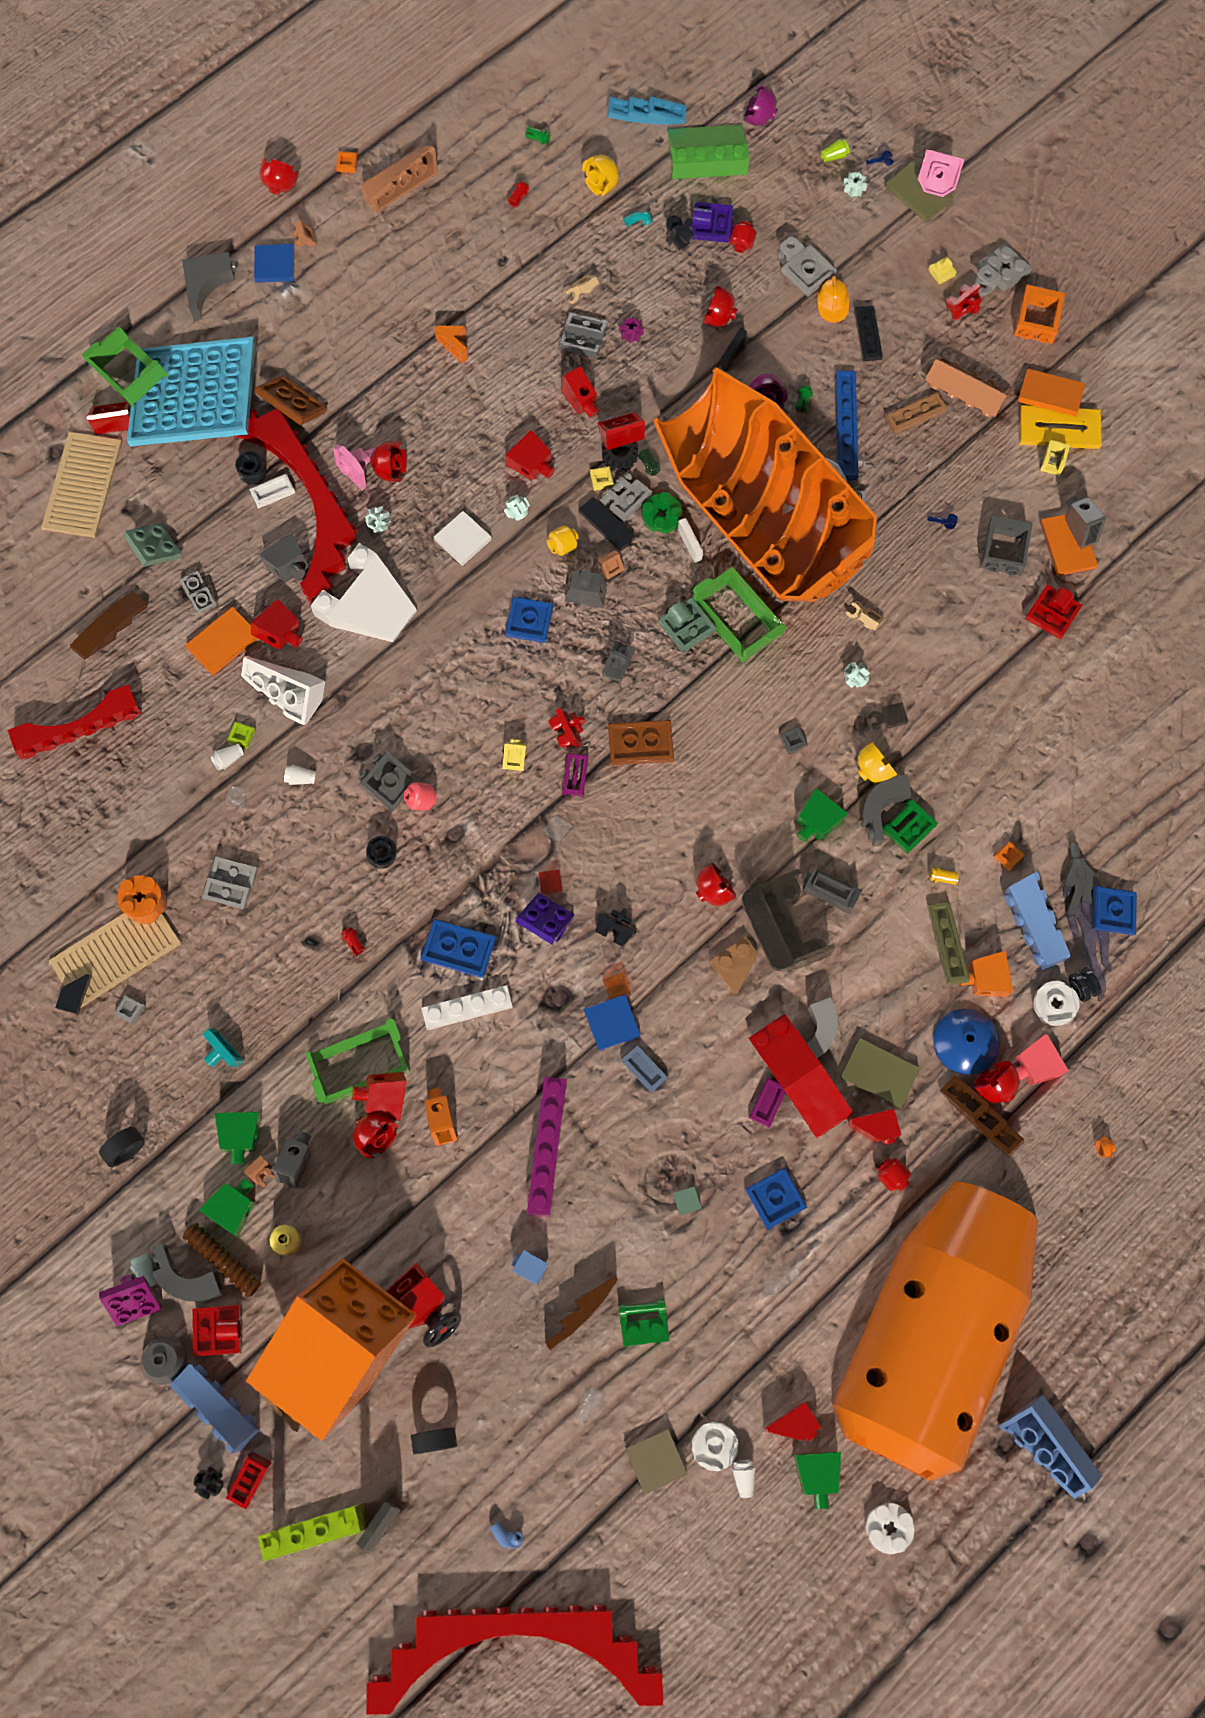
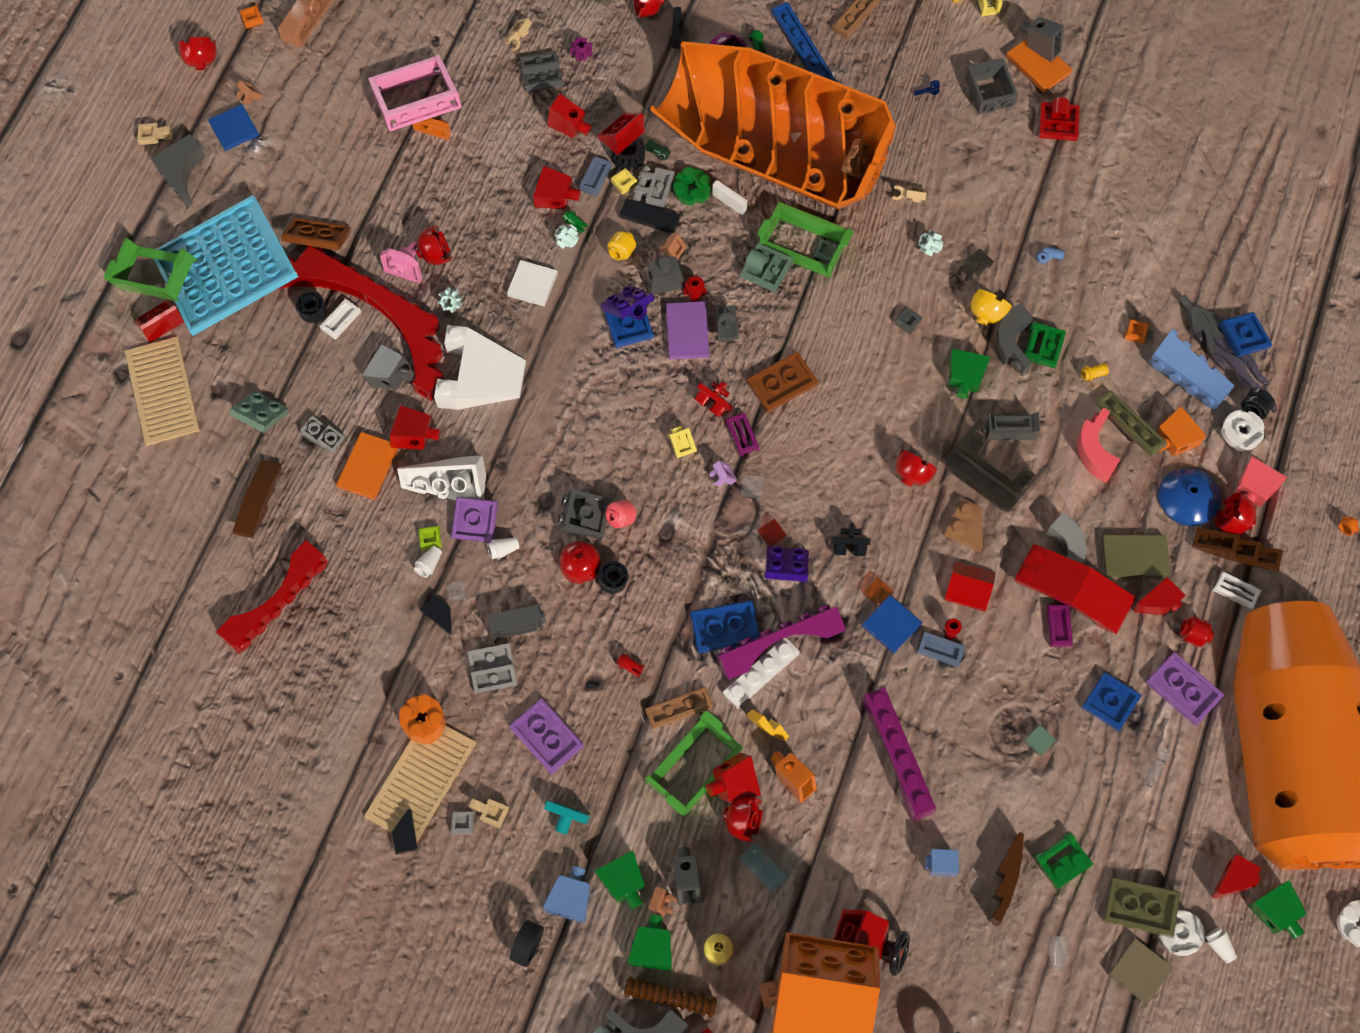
camera: 25 degrees left, 5 degrees down
(158, 1014) = (492, 812): none -> tan plate
(183, 1125) = (569, 897): none -> medium blue torso
(198, 235) = (152, 132): none -> tan plate
(211, 808) = (439, 613): none -> black tile
(244, 968) = (546, 736): none -> medium lavender tile
(272, 851) = (516, 622): none -> dark grey window
(288, 737) = (474, 519): none -> medium lavender tile
(360, 823) = (580, 562): none -> red cylinder
(367, 1188) = (763, 867): none -> clear light blue slope
(375, 1002) = (679, 708): none -> medium nougat tile
(447, 1063) = (771, 727): none -> yellow slope
(449, 985) = (739, 659): none -> magenta arch
(451, 323) = (420, 109): none -> bright pink window
(530, 597) = (625, 301): none -> dark purple plate
(533, 497) = (571, 218): none -> green pin
(536, 804) = (724, 472): none -> lavender tile
(577, 461) = (595, 176): none -> sand blue tile
(580, 651) = (687, 330): none -> medium lavender tile
(608, 613) = (695, 288): none -> red brick
(663, 1050) = (952, 628): none -> red pin
(691, 1404) = (1142, 907): none -> olive tile
(705, 1022) = (970, 586): none -> red slope
(752, 633) = (825, 250): none -> sand green tile
(827, 558) = (857, 160): none -> medium nougat wing
(852, 1222) = (1184, 688): none -> medium lavender tile
(893, 956) = (1092, 454): none -> coral arch
(951, 1159) = (1236, 593): none -> white tile
(967, 738) = (1049, 253): none -> medium blue arm

